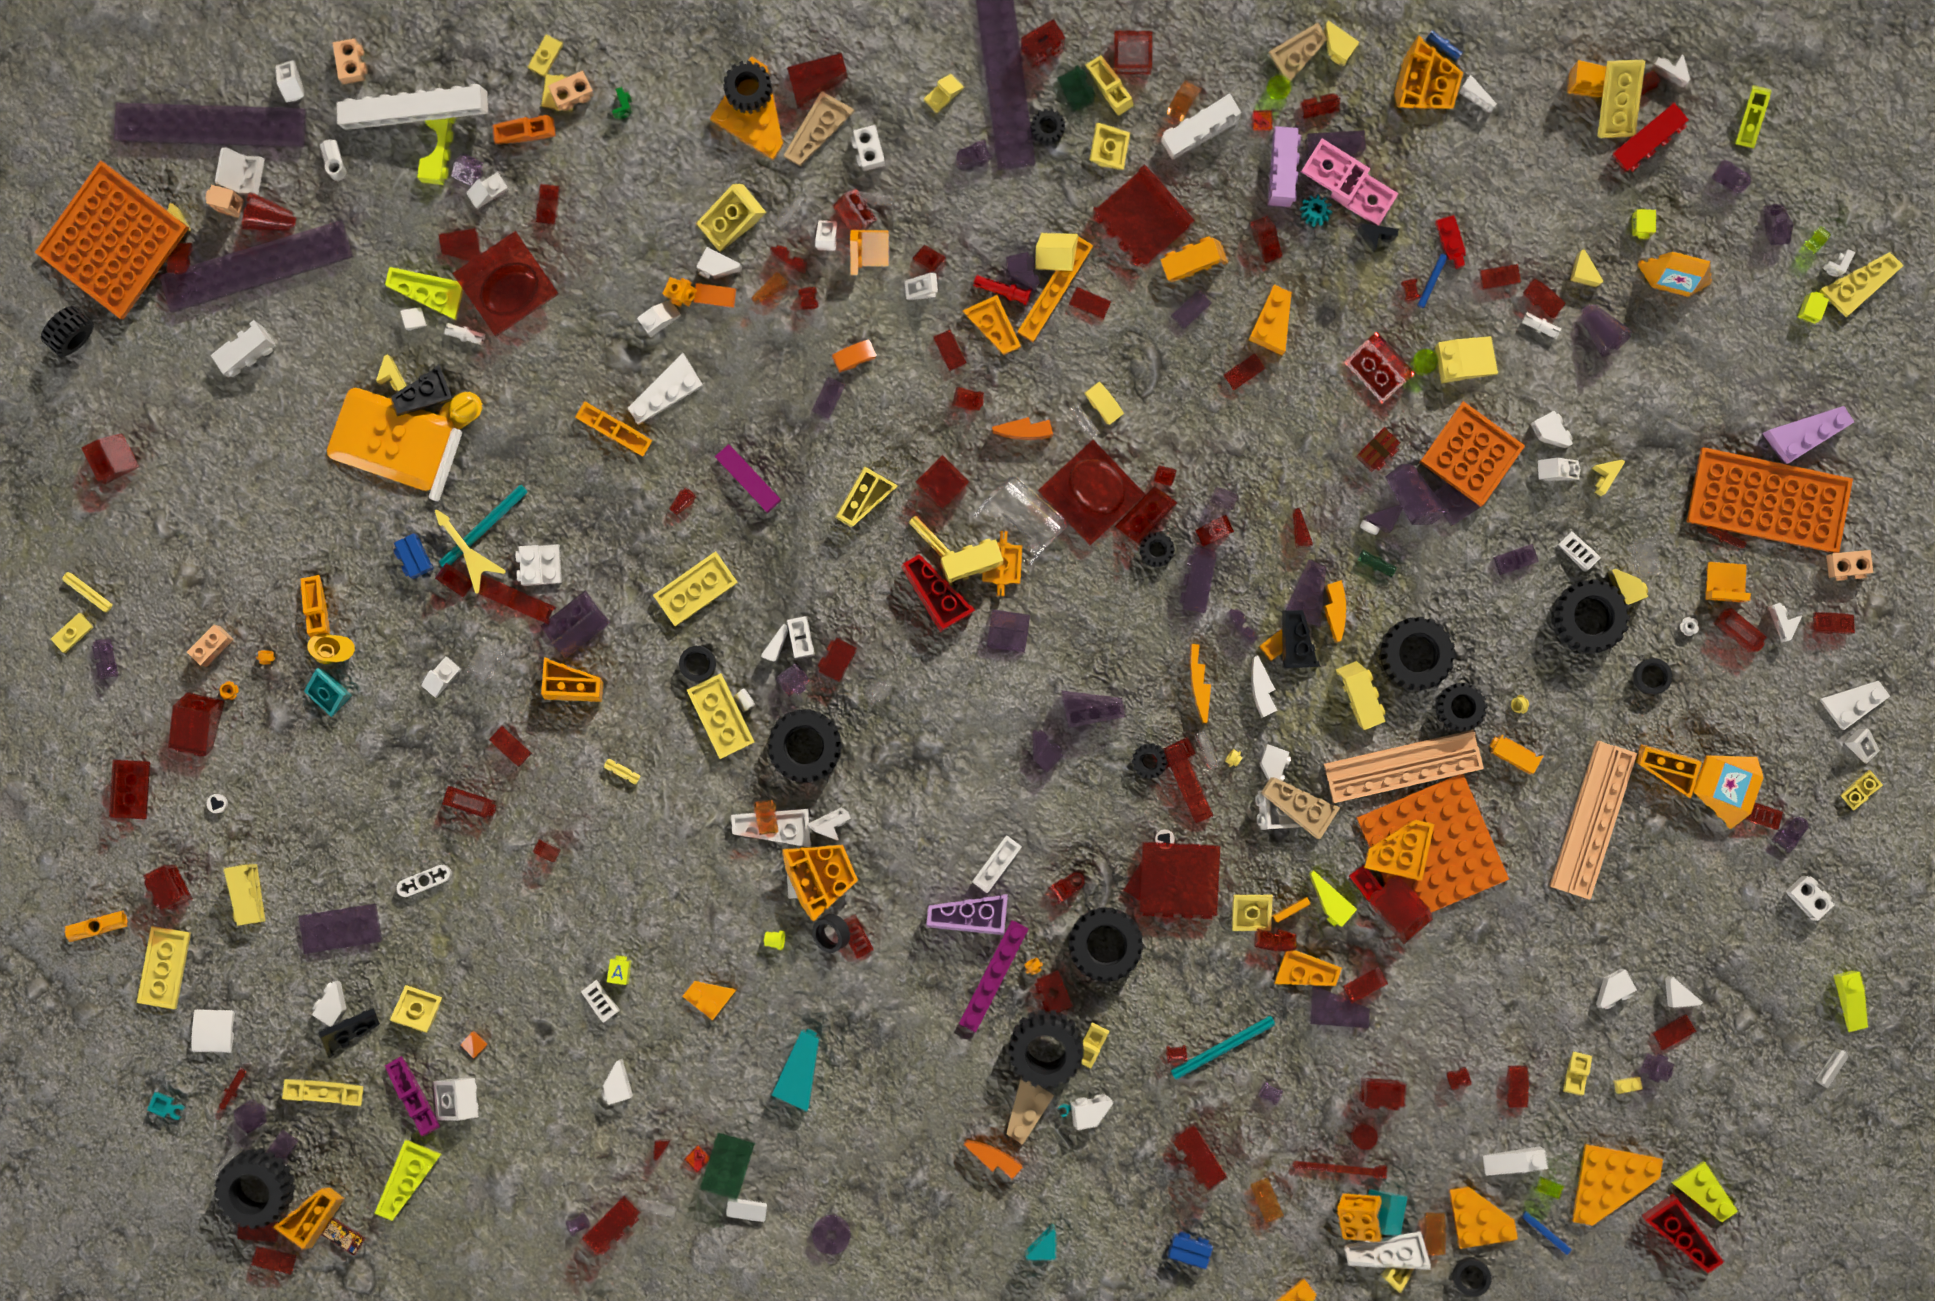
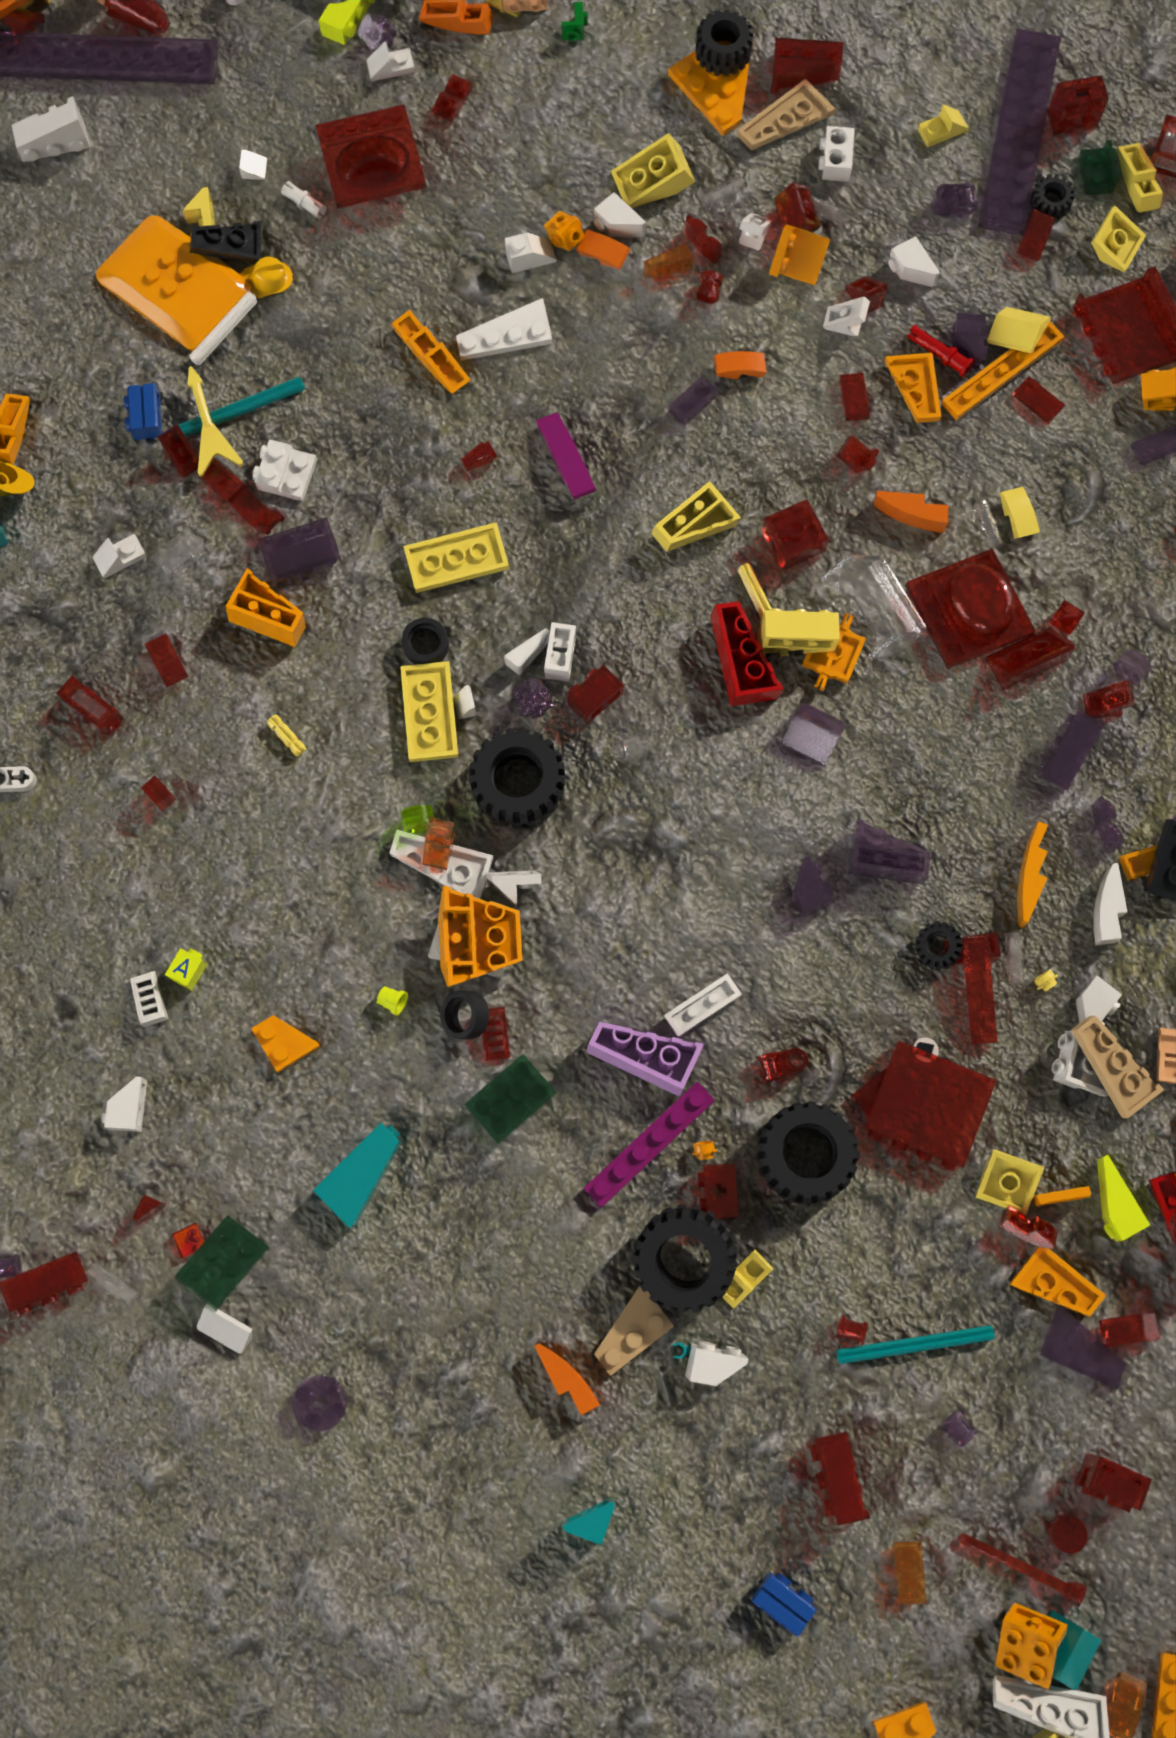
camera: 20 degrees right, 10 degrees down
(432, 291) = (284, 143): neon yellow wing -> none
(460, 244) = (336, 105): clear red wing -> none
(743, 801) = (415, 818): none -> clear neon green piece
(885, 980) = (510, 1099): none -> clear green plate
(958, 223) = (913, 263): none -> white slope
(1045, 165) = (1035, 235): none -> clear red slope
(1168, 549) = (1036, 687): black tyre -> none

